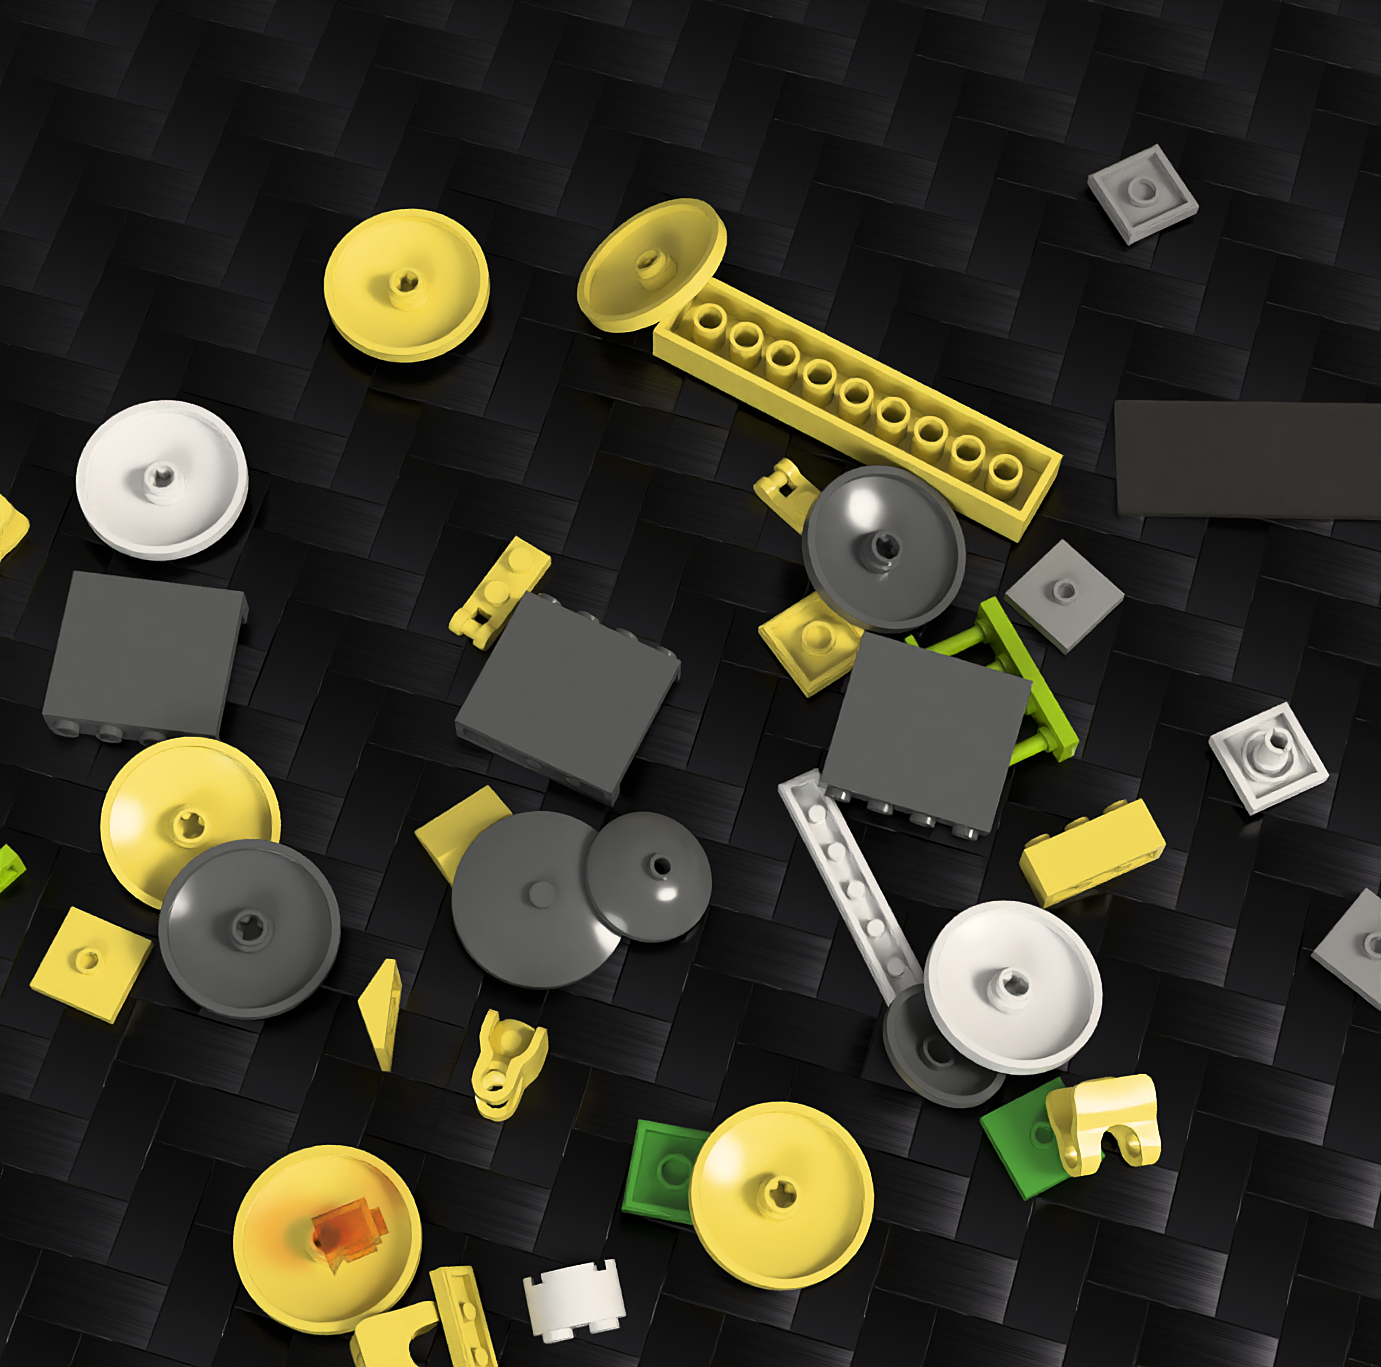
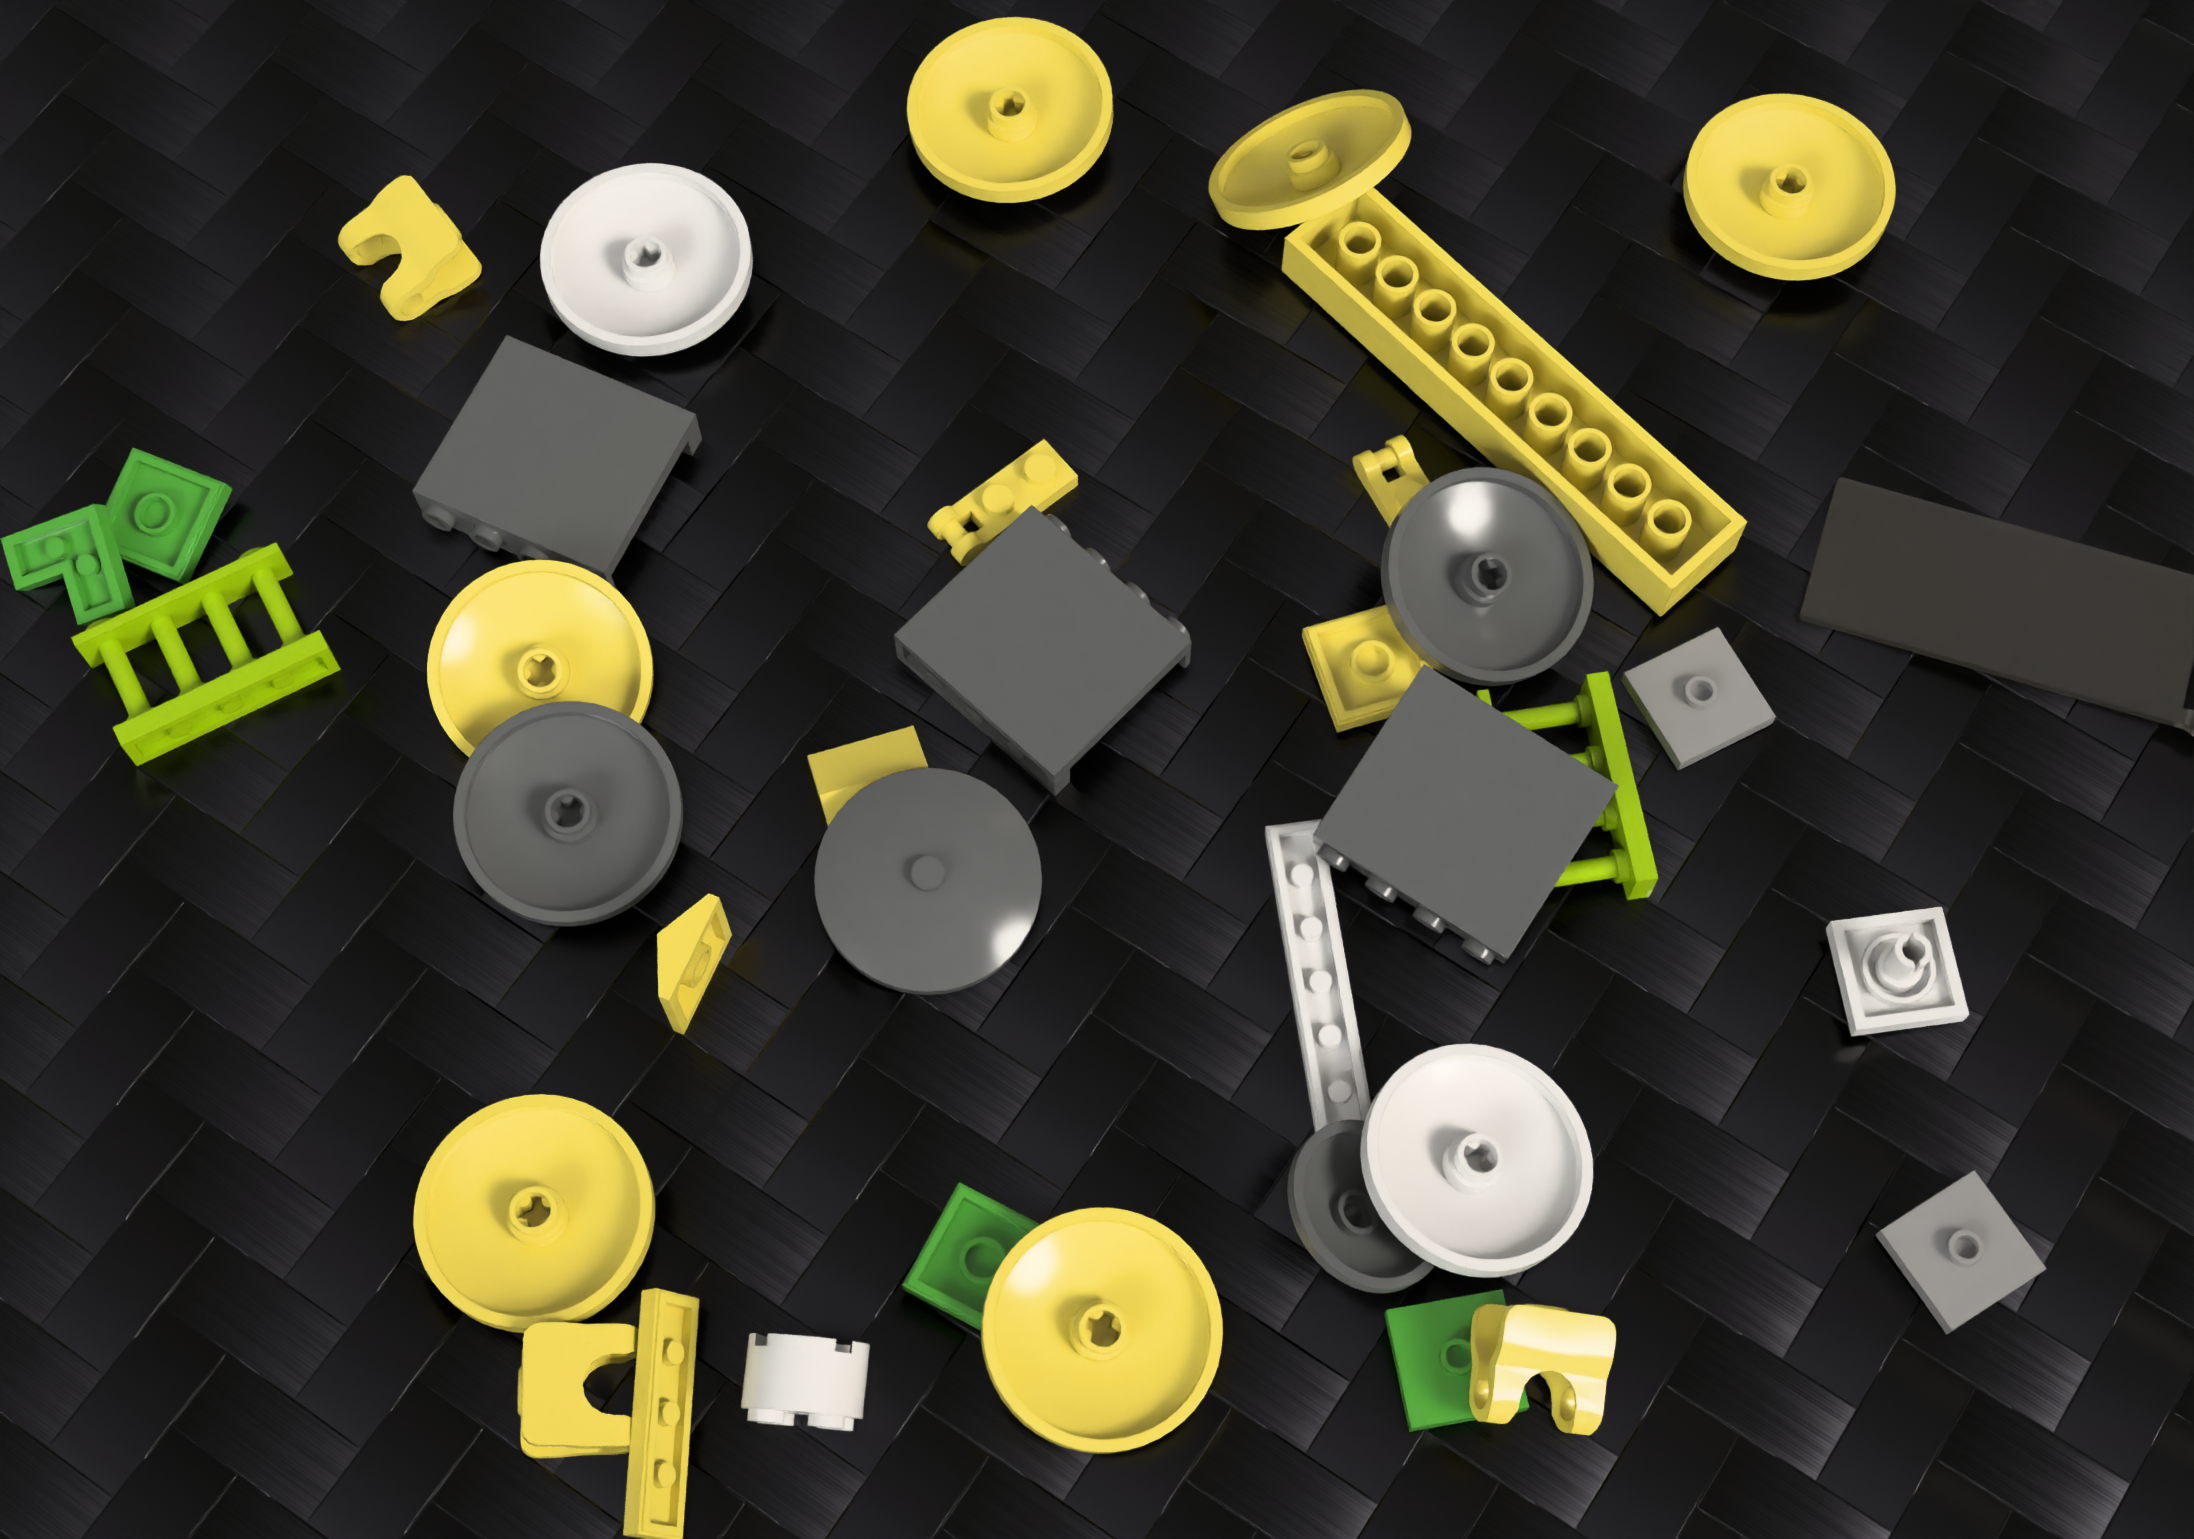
camera: 20 degrees right, 0 degrees up
(92, 965) = (375, 803): light yellow plate -> none
(349, 1232) = (556, 1212): clear orange window -> none
(508, 1058) = (824, 1063): light yellow piece -> none
(630, 890) = (1040, 908): dark grey dish -> none
(1012, 189) = (1789, 187): none -> light yellow dish
(1091, 852) = (1631, 1021): light yellow brick -> none
(1142, 194) = (1953, 237): light grey plate -> none

